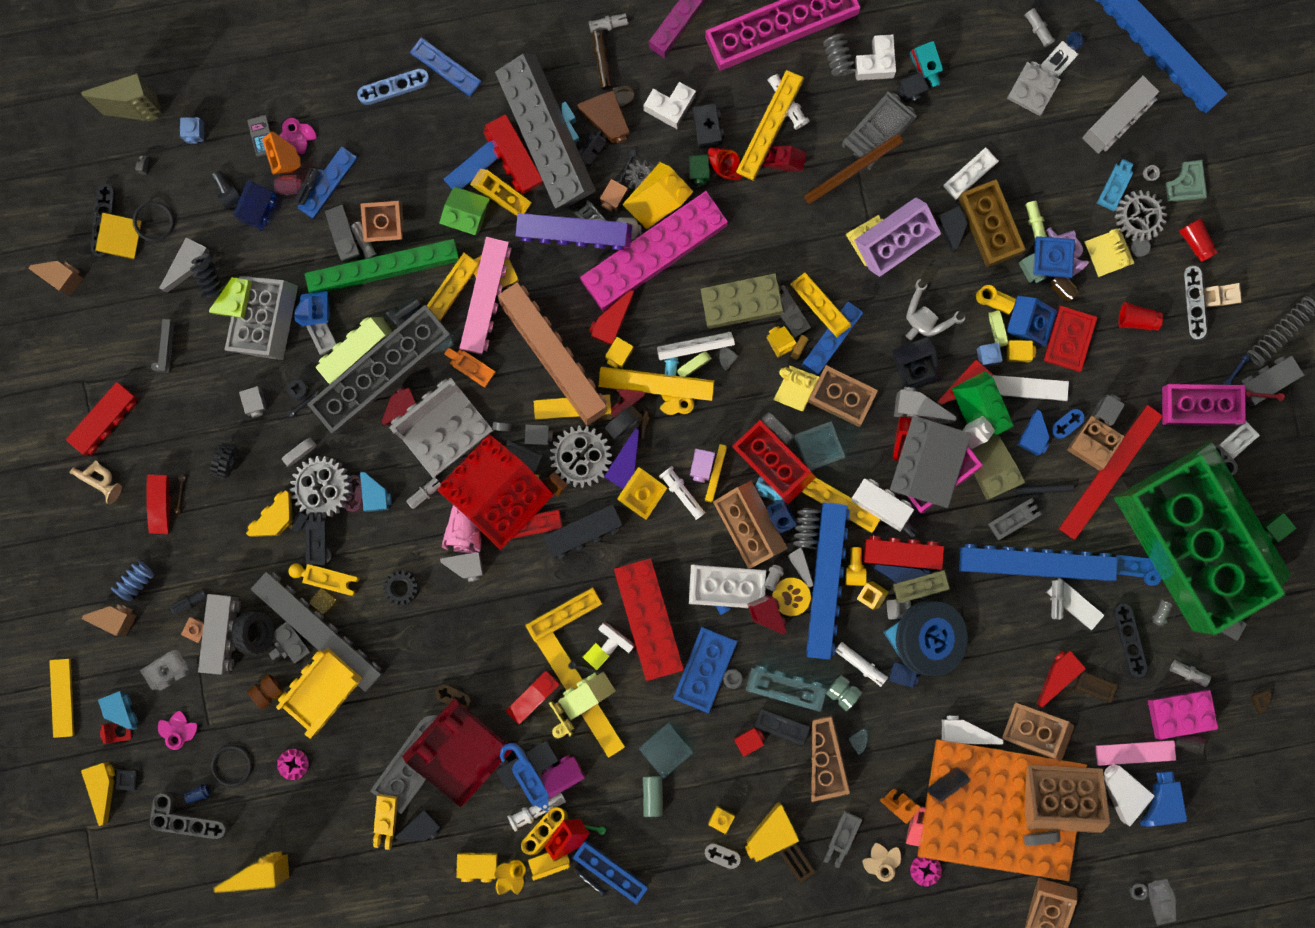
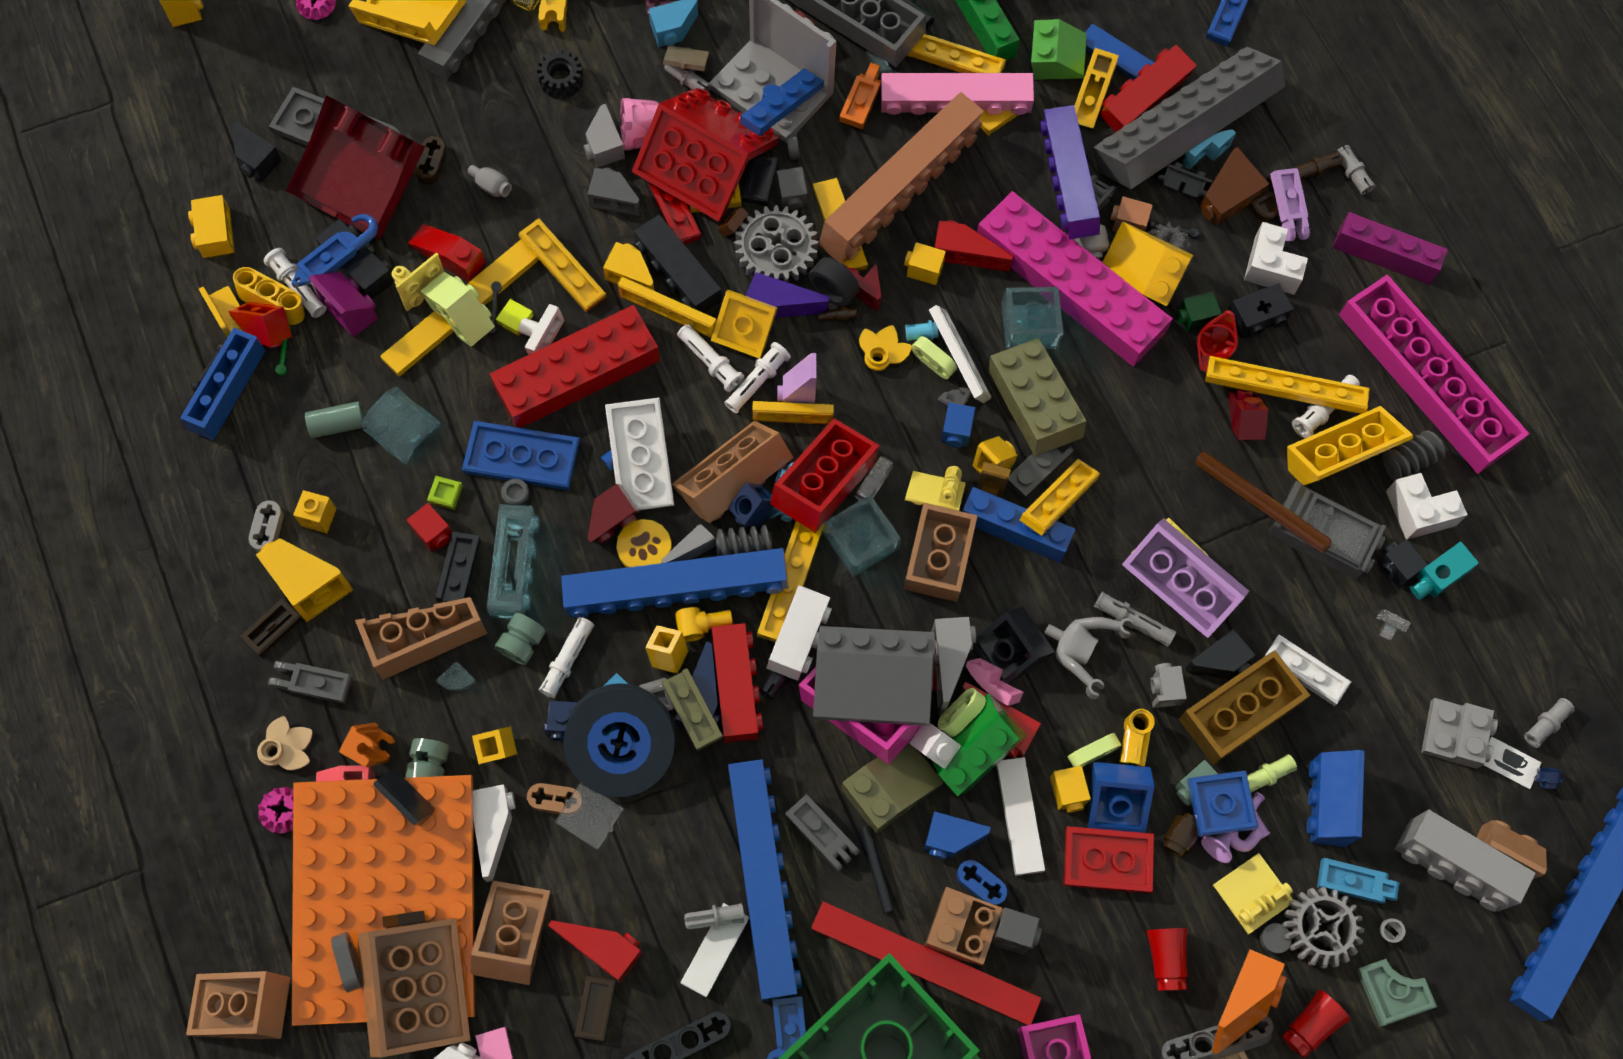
camera: 70 degrees right, 15 degrees down
(385, 819) = (256, 110): yellow hinge -> none
(410, 490) = (686, 58): none -> dark tan piece
(469, 428) = (780, 101): none -> blue hinge
(482, 655) = (490, 181): none -> light grey plant
(510, 877) = (198, 265): yellow plate -> none
(511, 567) = (612, 193): none -> dark grey slope
(577, 566) = (628, 263): none -> yellow slope
(614, 545) = (666, 307): none -> yellow tile
(628, 78) = (1291, 203): none -> lavender hinge
(656, 383) = (896, 316): yellow tile -> none
(667, 518) = (718, 365): none -> white pin
(681, 288) = (1031, 315): none -> clear light blue brick
(722, 727) = (445, 493): none -> lime tile
(749, 361) = (957, 425): none -> blue brick
(773, 577) = (666, 515): light grey pin -> none
(827, 99) = (1345, 445): none -> yellow slope
(909, 282) = (1142, 622): none -> light grey pin
(915, 721) = (494, 745): none -> yellow brick
(922, 772) = (427, 758): none -> sand green wheel
(934, 386) = (989, 677): none -> bright pink slope
(952, 108) = (1391, 623): none -> clear tile
(959, 407) = (961, 712): none -> yellowish green beam
(960, 690) = (550, 791): none -> medium nougat beam
(964, 268) = (1168, 686): none -> light grey brick
(973, 668) = (589, 815): none -> clear piece
(989, 354) = (1052, 744): medium blue brick -> none
(1023, 798) = (403, 919): none -> dark brown tile
(1063, 182) = (1336, 798): none -> blue slope
(1119, 82) = (1518, 847): none -> medium nougat slope
(1173, 270) = (1253, 995): none -> orange slope

